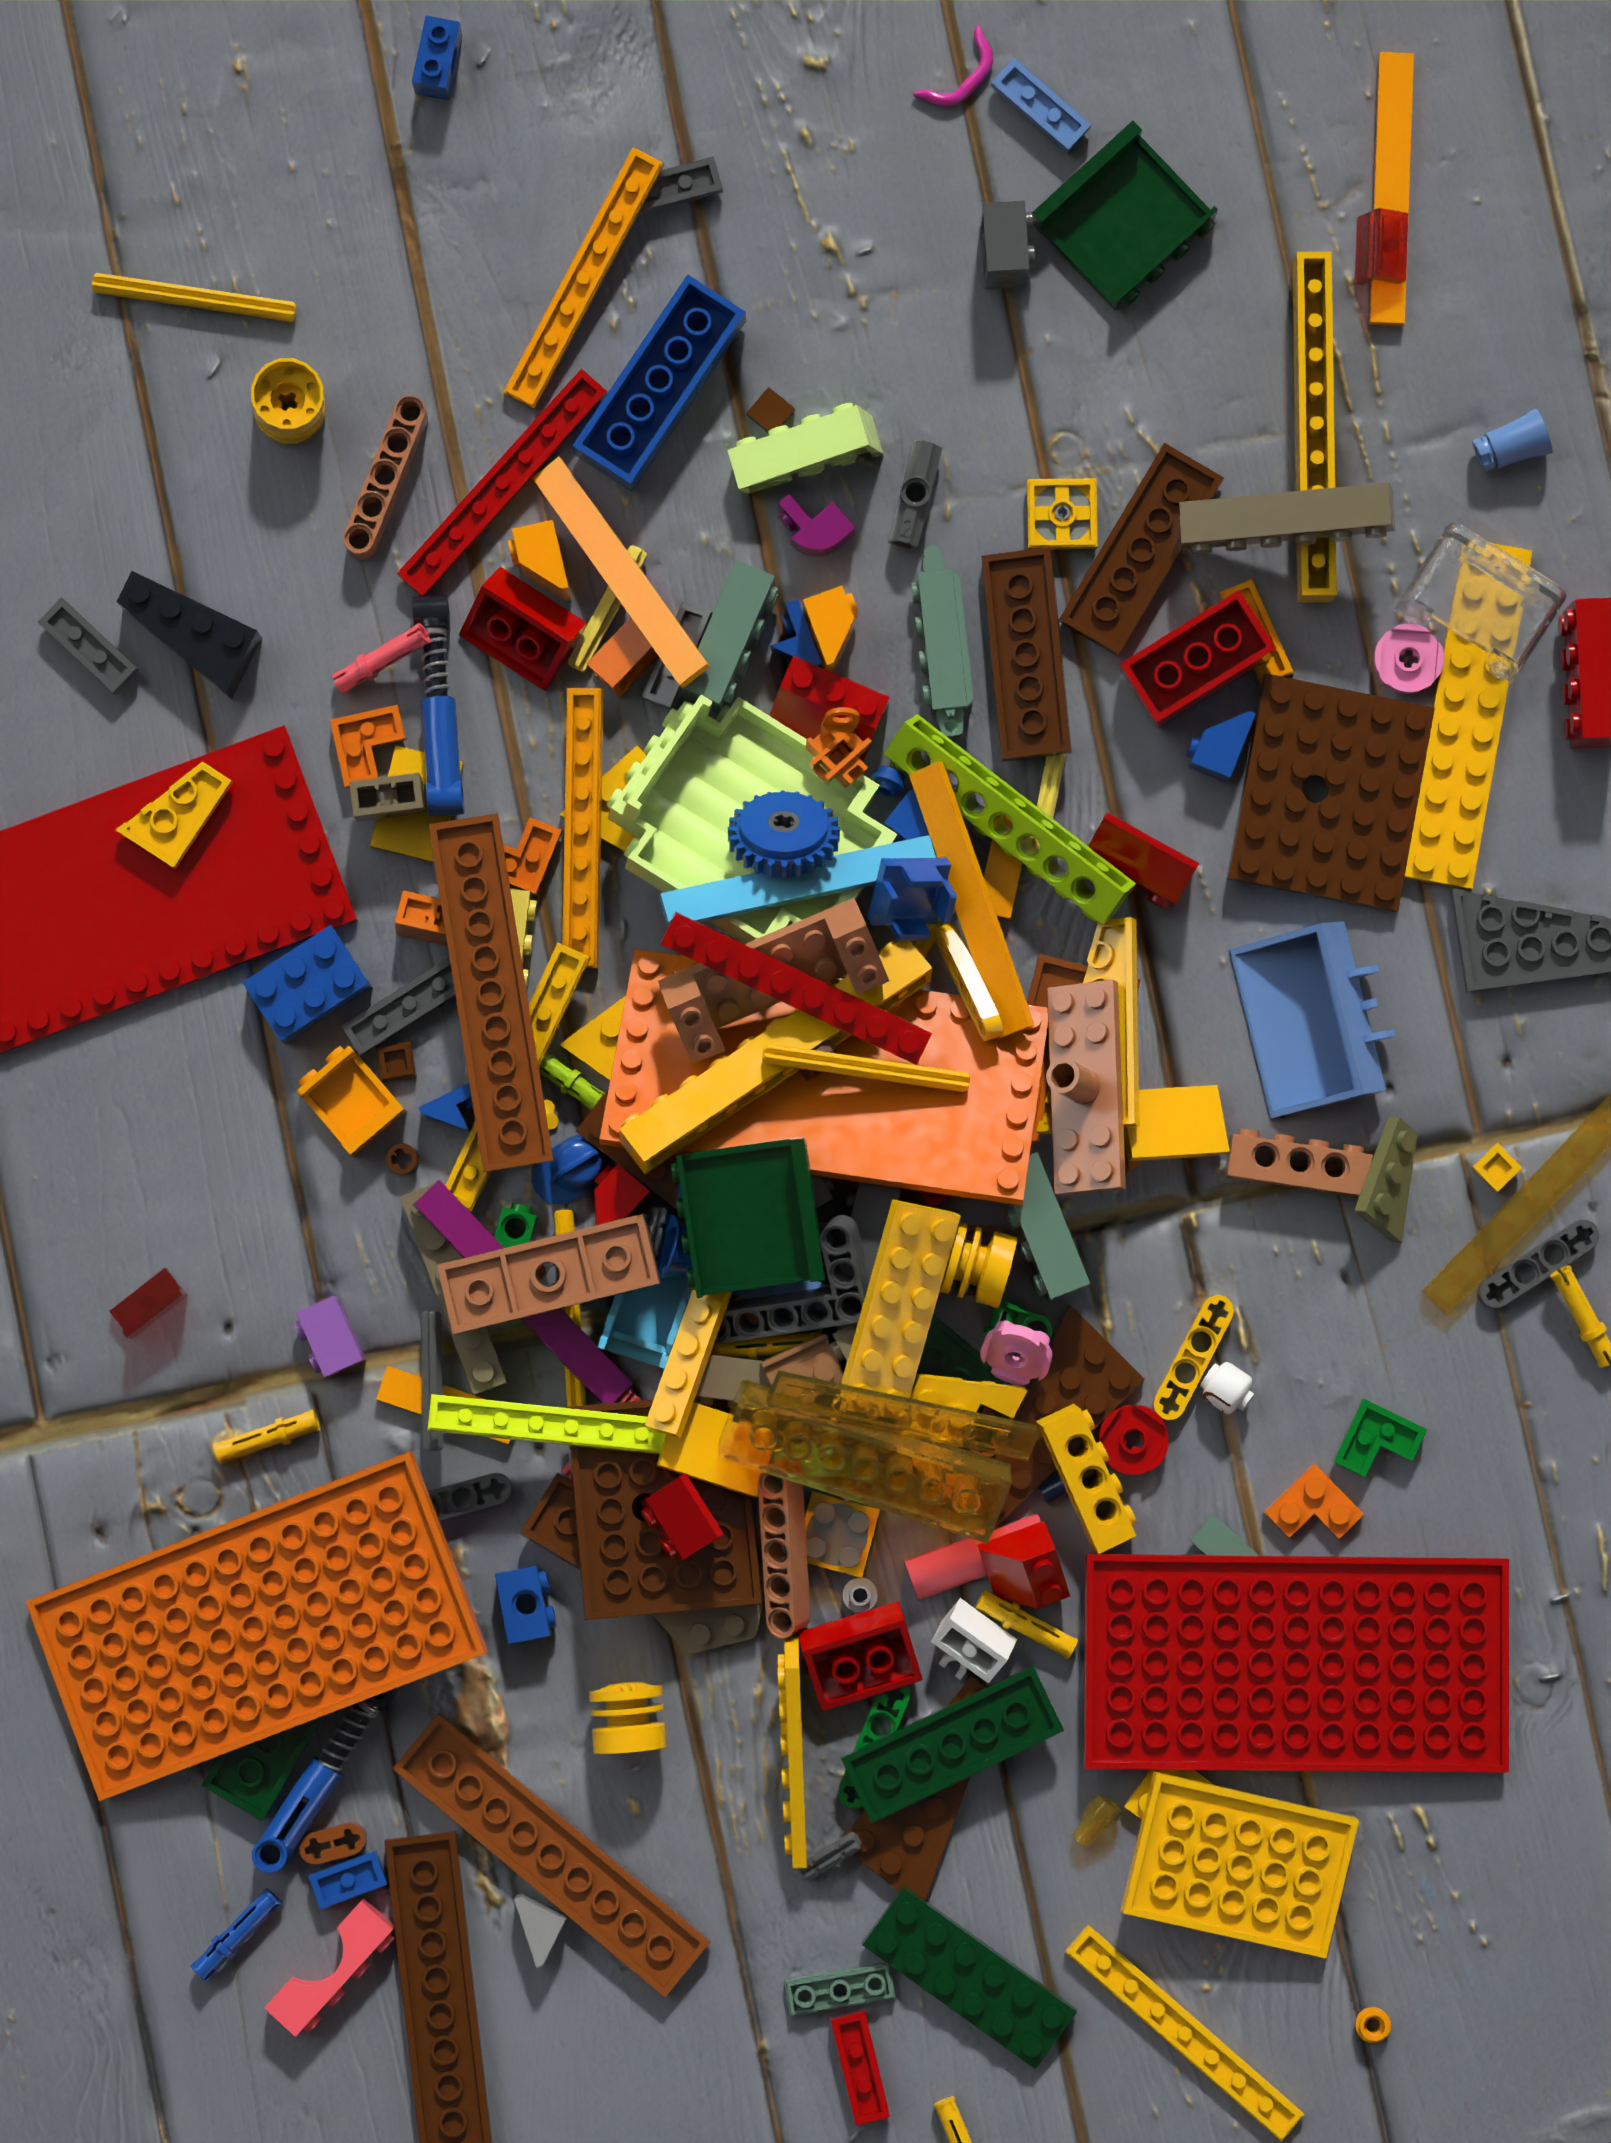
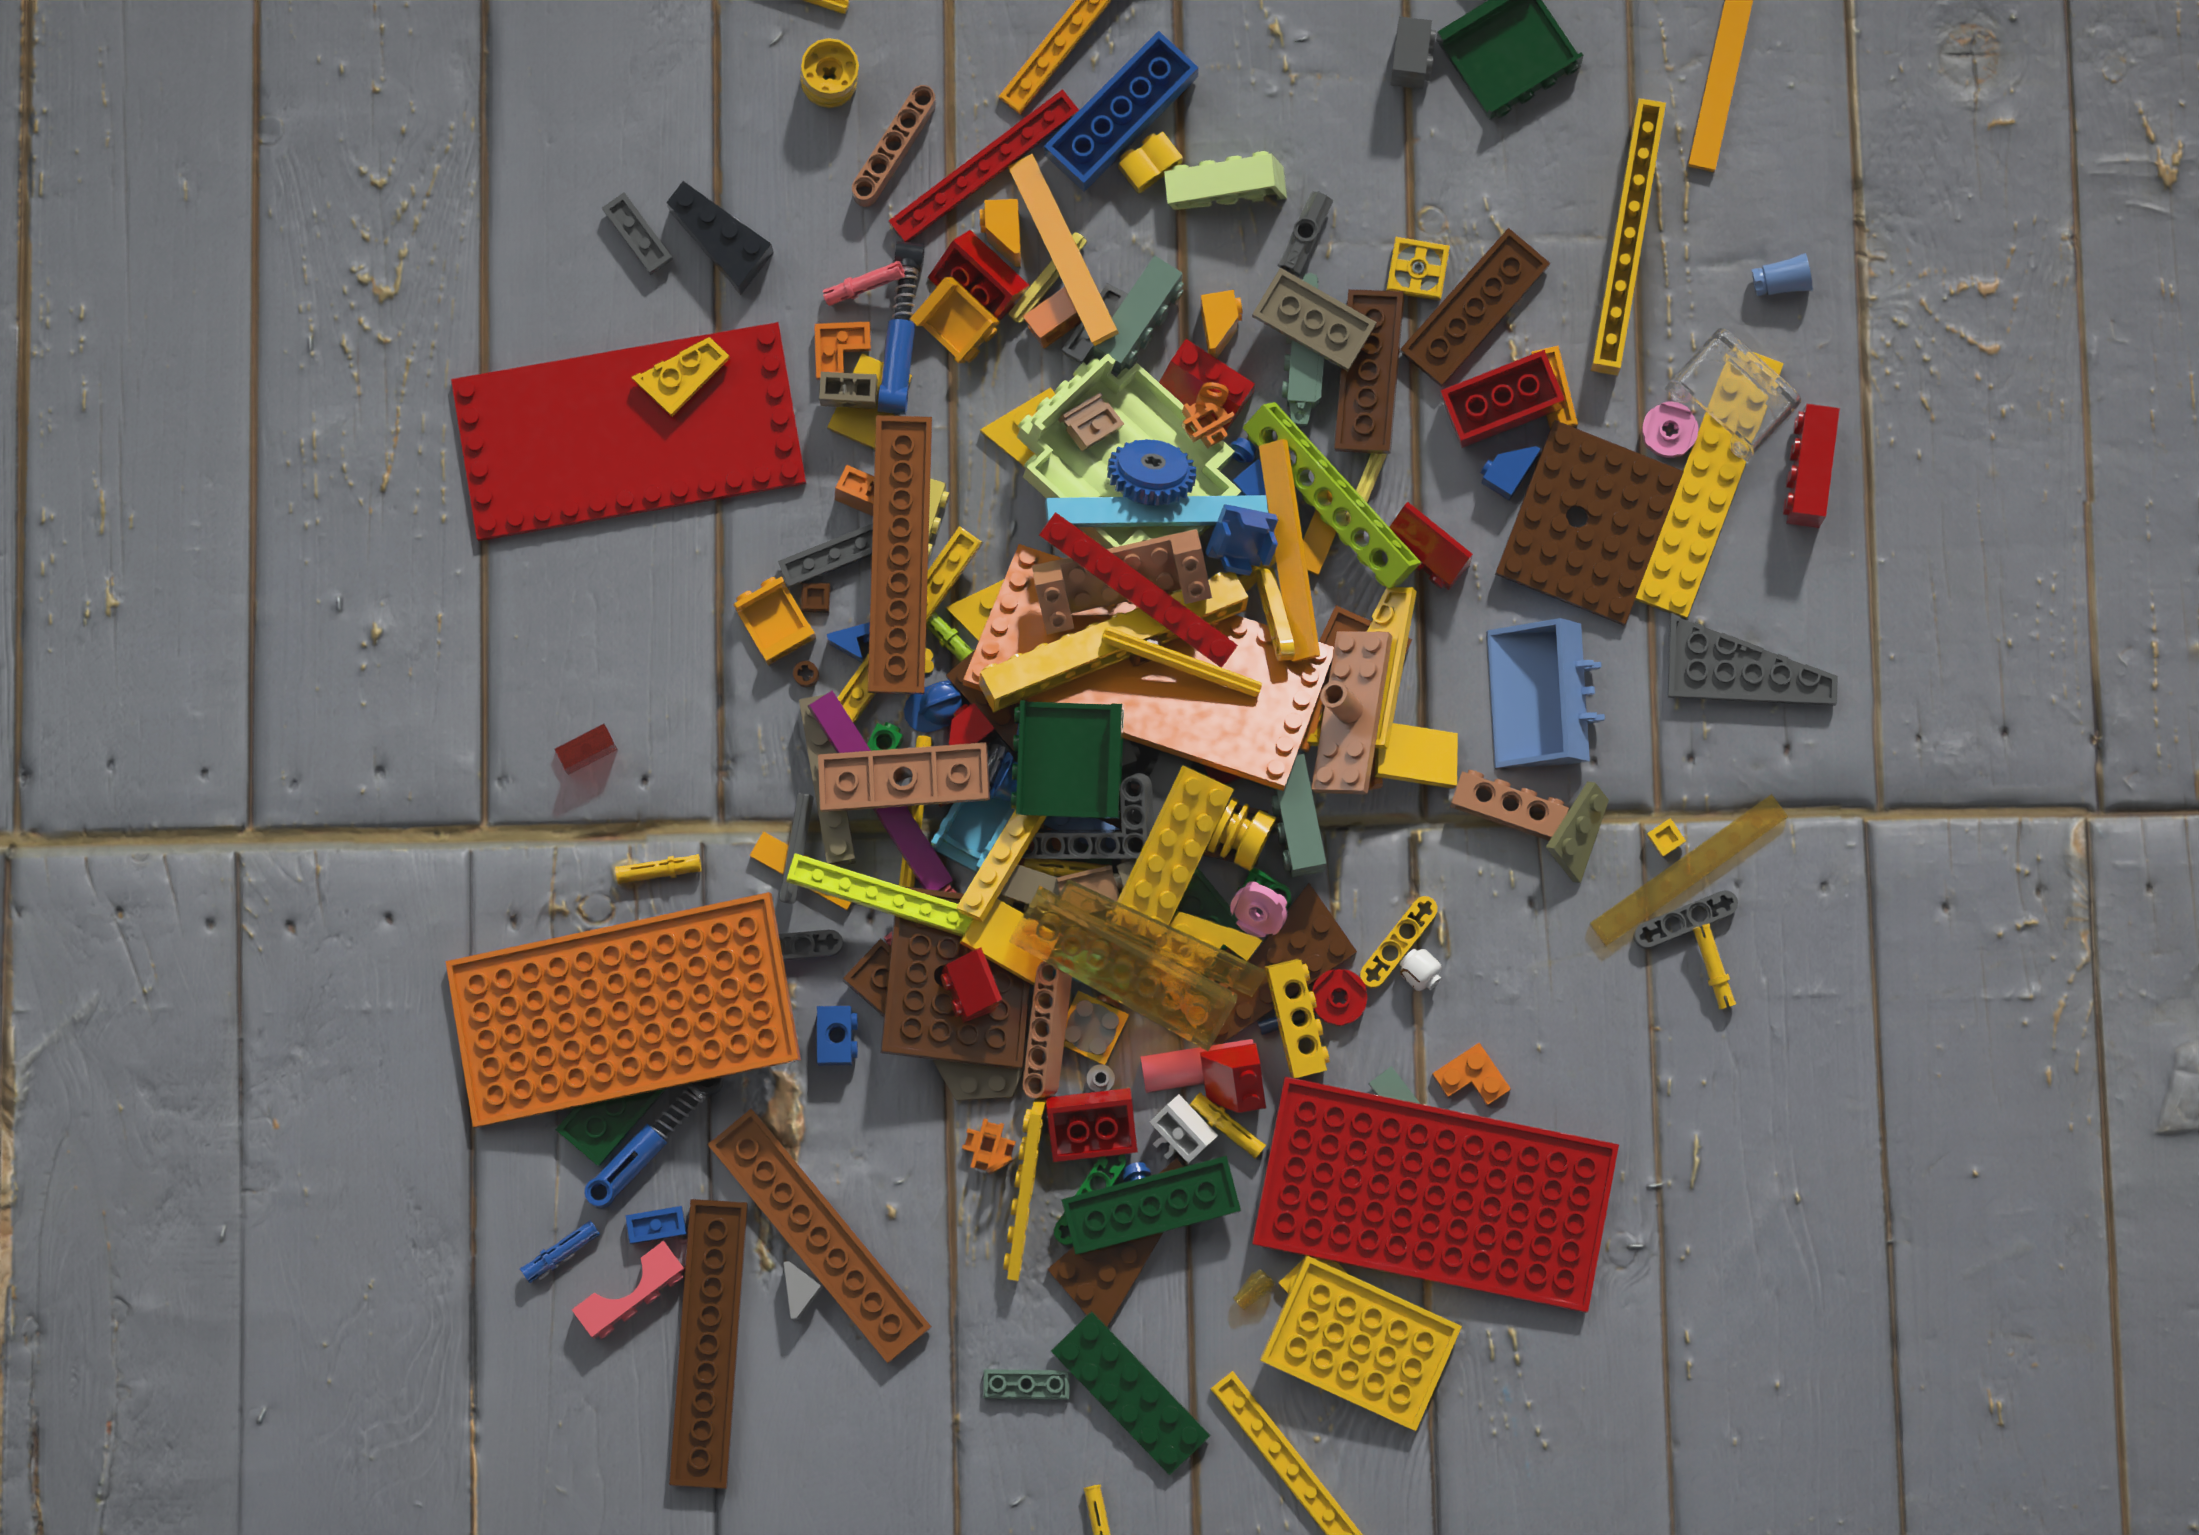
camera: 15 degrees right, 5 degrees down
(307, 984) = (758, 524): blue brick -> none
(329, 1337) = (722, 799): medium lavender brick -> none
(335, 1851) = (649, 1188): dark orange beam -> none
(505, 683) = (956, 320): none -> light orange panel
(533, 855) = (953, 457): orange plate -> none
(583, 821) = (997, 437): light orange tile -> none
(627, 1719) = (899, 1137): yellow wheel -> none
(696, 783) = (1091, 422): none -> medium nougat plate
(706, 440) = (1149, 162): none -> yellow brick
(743, 1703) = (992, 1148): none -> orange piece
(770, 410) = (1204, 148): reddish brown tile -> none
(800, 645) = (1194, 331): blue slope -> none
(815, 536) = (1224, 250): magenta brick -> none
(831, 1855) = (1039, 1277): dark grey axle -> none
(860, 2067) = (1030, 1448): red plate -> none
(925, 1704) = (1136, 1171): none -> blue plate
(947, 603) = (1314, 319): none -> dark tan plate
(1287, 517) = (1592, 300): dark tan brick -> none
(1376, 1428) = (1529, 1024): green plate -> none
(1380, 2033) = (1448, 1483): light orange plate -> none
(1381, 246) = (1708, 107): clear red panel -> none

